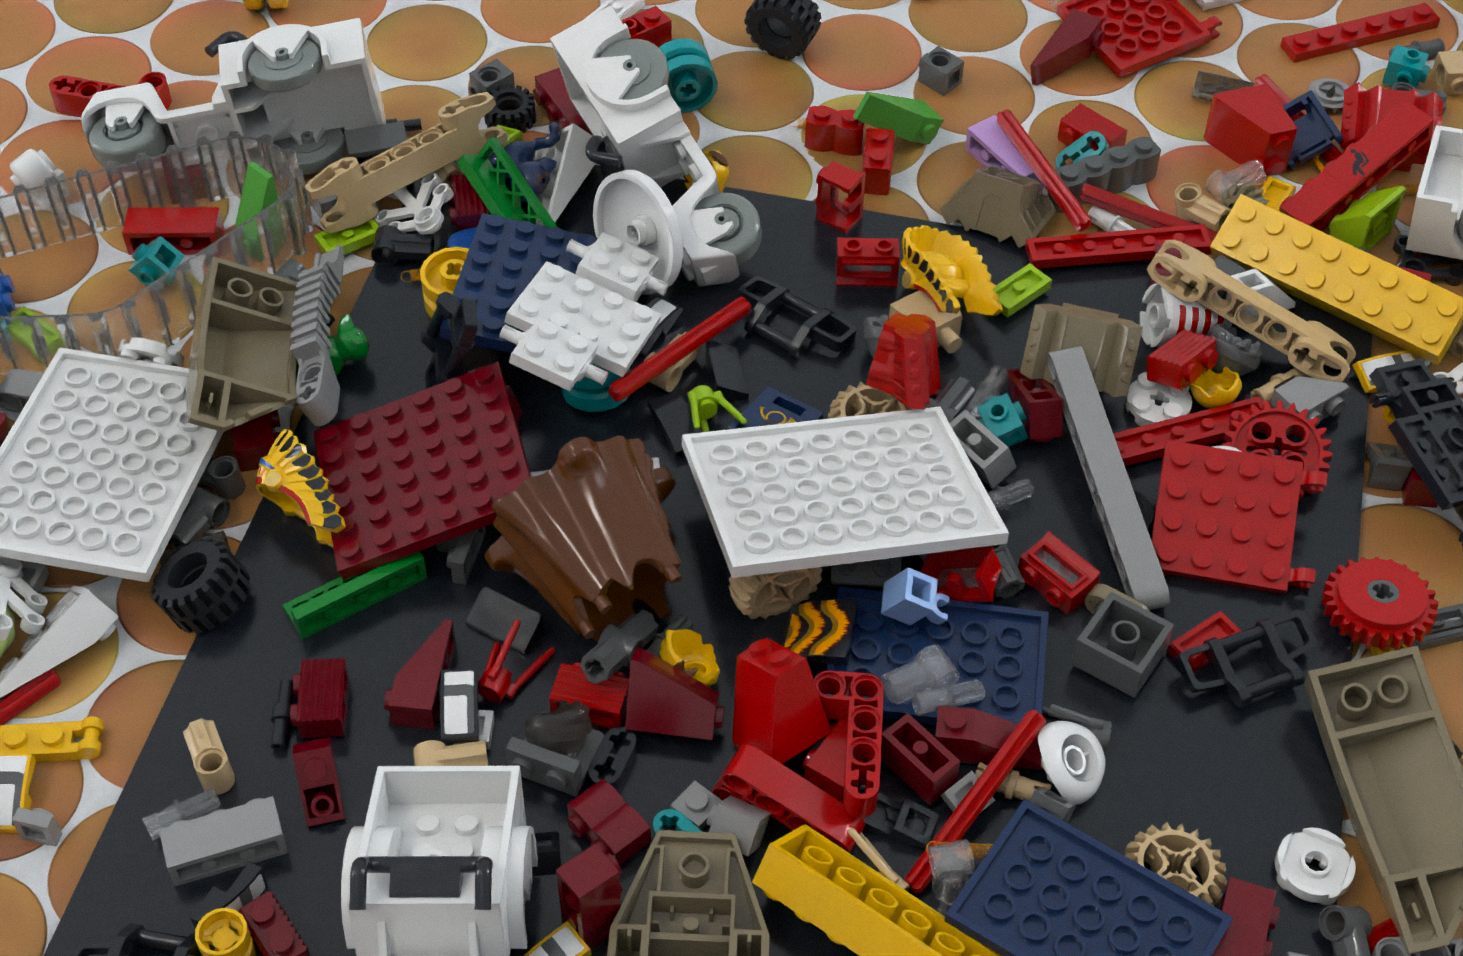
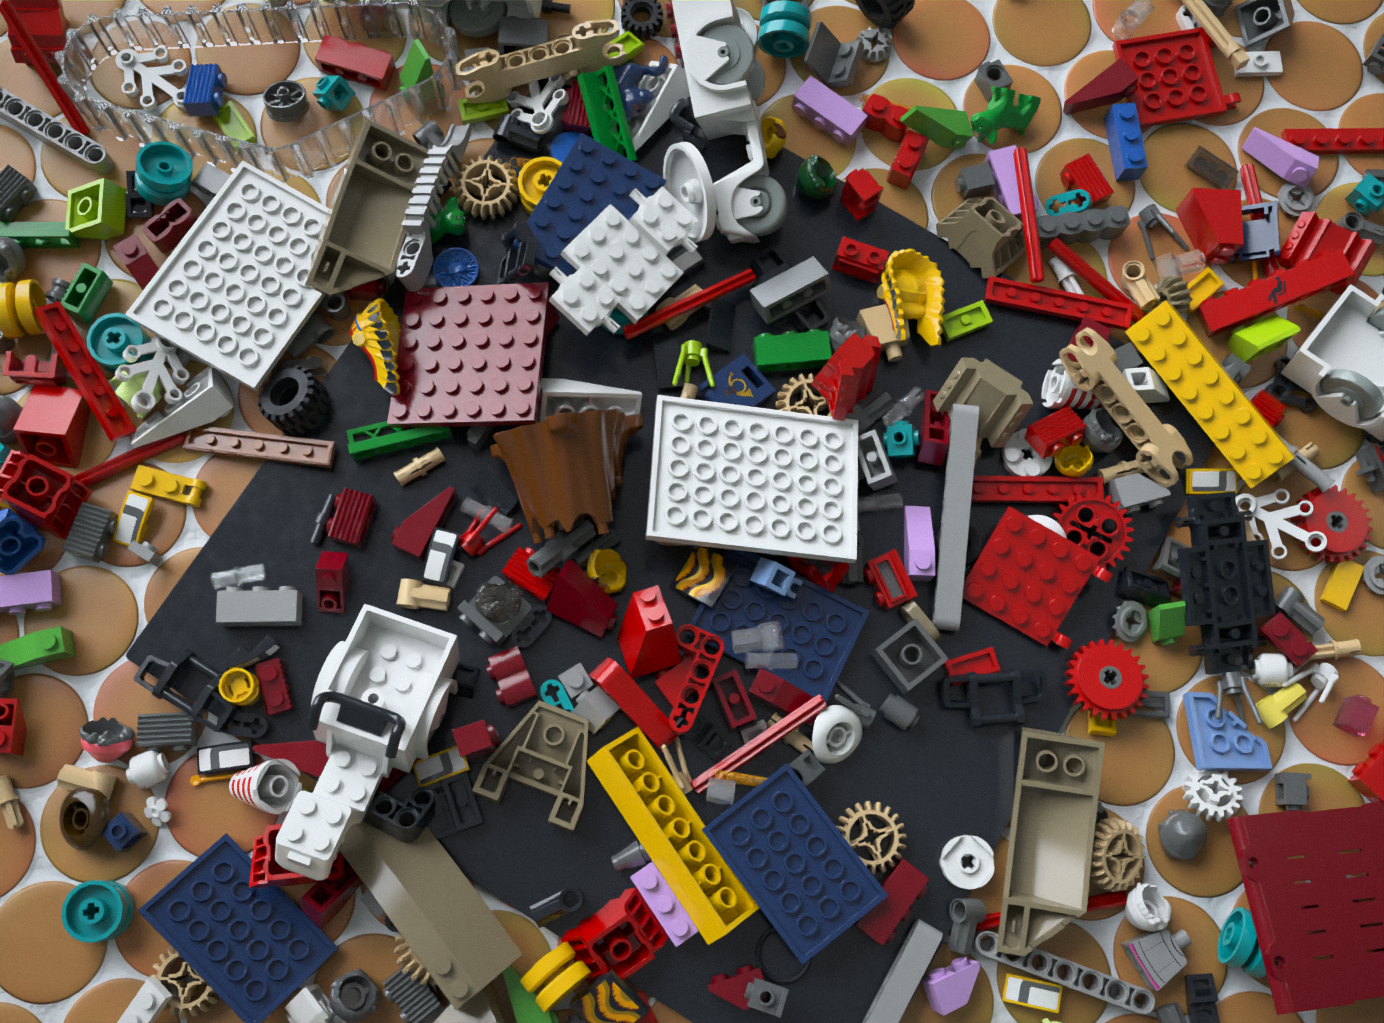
camera: 10 degrees right, 25 degrees up
(96, 286) = (283, 101): none -> dark grey wheel
(149, 351) = (314, 190): white plate -> none
(166, 656) = (260, 446): none -> tile
(209, 756) = (266, 536): tan piece -> none
(367, 394) = (455, 268): none -> blue wheel
(378, 632) = (419, 466): none -> tan pin
(400, 299) = (504, 192): none -> tan gear
(492, 642) = (481, 511): none -> clear pin
(752, 98) = (833, 61): none -> dark grey bracket
(766, 141) = (829, 111): none -> lavender brick
(778, 199) = (816, 178): none -> dark green hair
(780, 79) = (881, 50): none -> light grey gear
(798, 303) = (790, 290): none -> brick
(824, 370) = (791, 351): none -> green brick
(962, 160) = (975, 181): none -> dark grey brick
(968, 92) = (1003, 114): none -> green animal
(1076, 525) = (918, 543): none -> lavender slope
(1116, 87) = (1125, 142): none -> blue brick
(1140, 714) = (899, 711): none -> dark grey brick
(1181, 147) = (1152, 218): none -> dark grey plant
(1292, 58) = (1282, 157): none -> lavender slope
(1369, 530) = (1137, 614): none -> light grey gear
(1371, 502) = (1143, 588): none -> black slope
(1417, 522) = (1167, 622): none -> bright green slope

